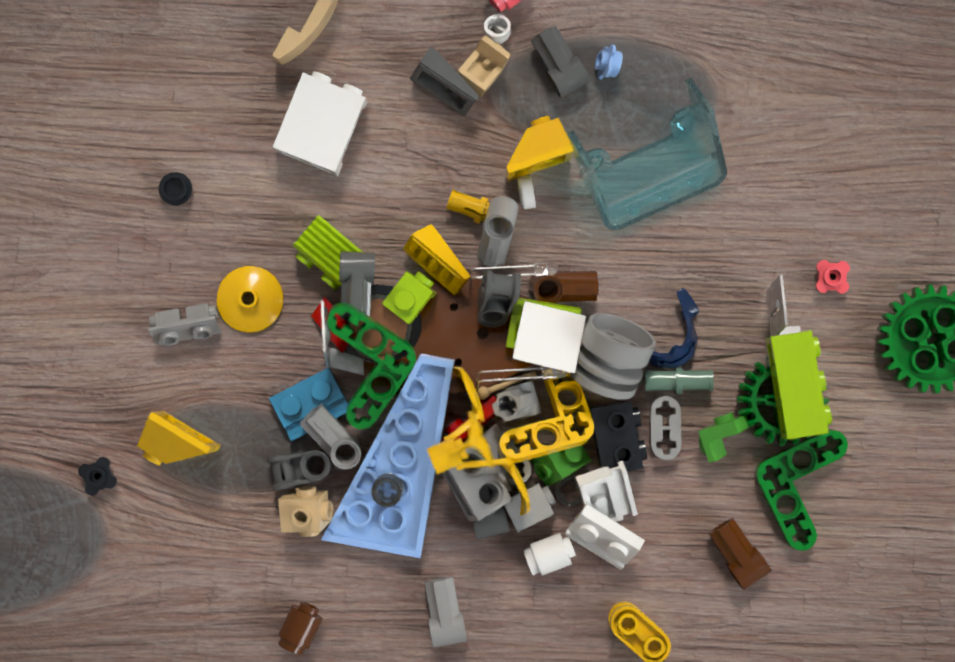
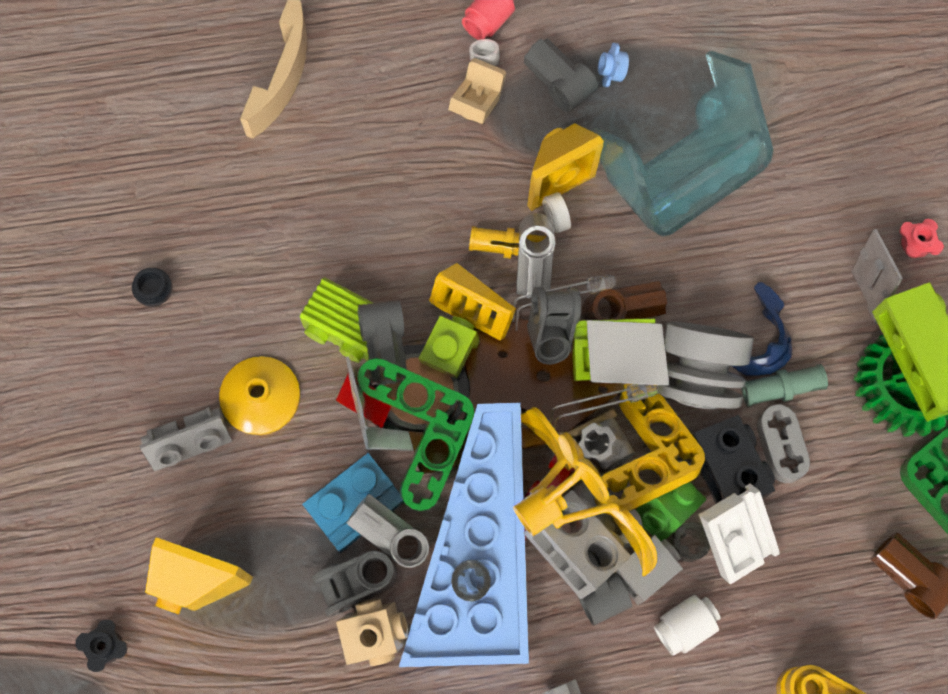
camera: 15 degrees left, 15 degrees down
(320, 122) = (306, 184): white panel -> none
(444, 82) = (424, 121): dark grey slope -> none
(604, 537) = (750, 587): white plate -> none
(711, 436) = (854, 423): bright green bracket -> none

